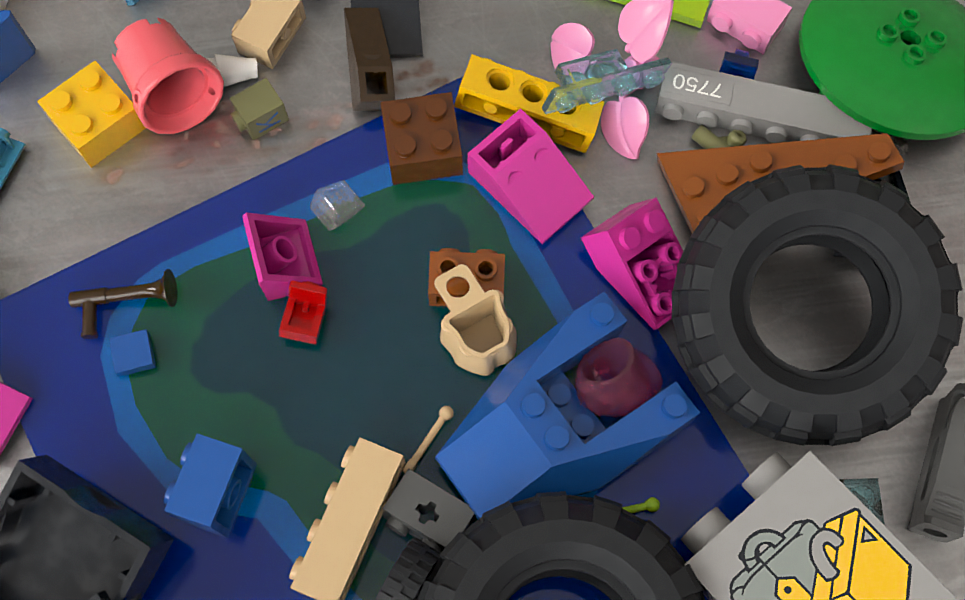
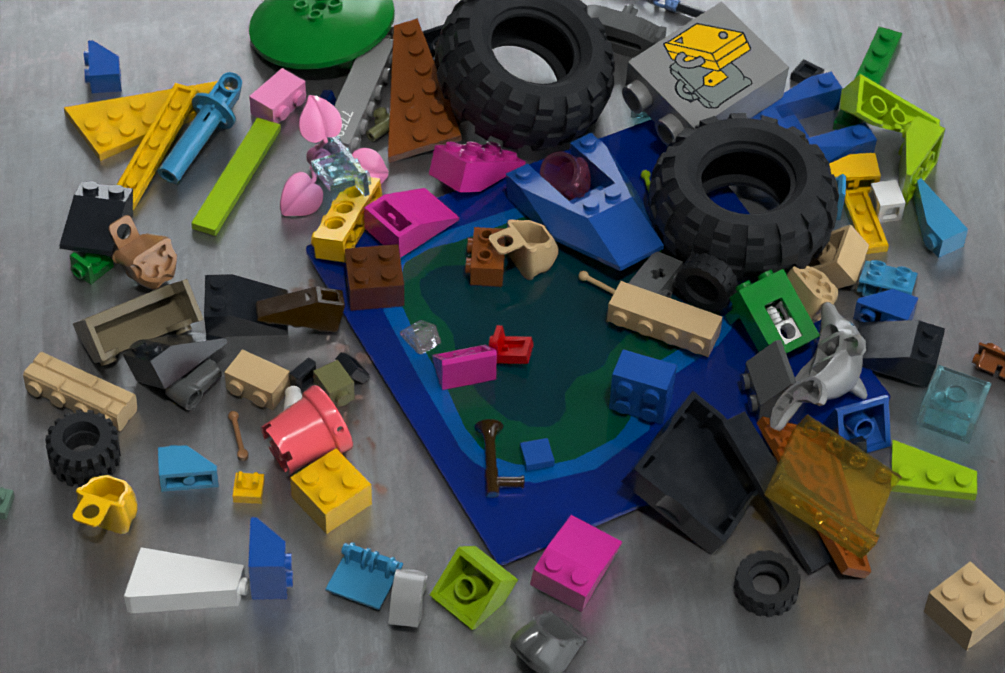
camera: 90 degrees left, 20 degrees down
(110, 27) = (248, 488): none -> yellow tile
(223, 9) = (242, 454): none -> medium nougat hinge
(275, 73) = (303, 375): none -> black tile
(286, 128) = (353, 367): none -> black tile

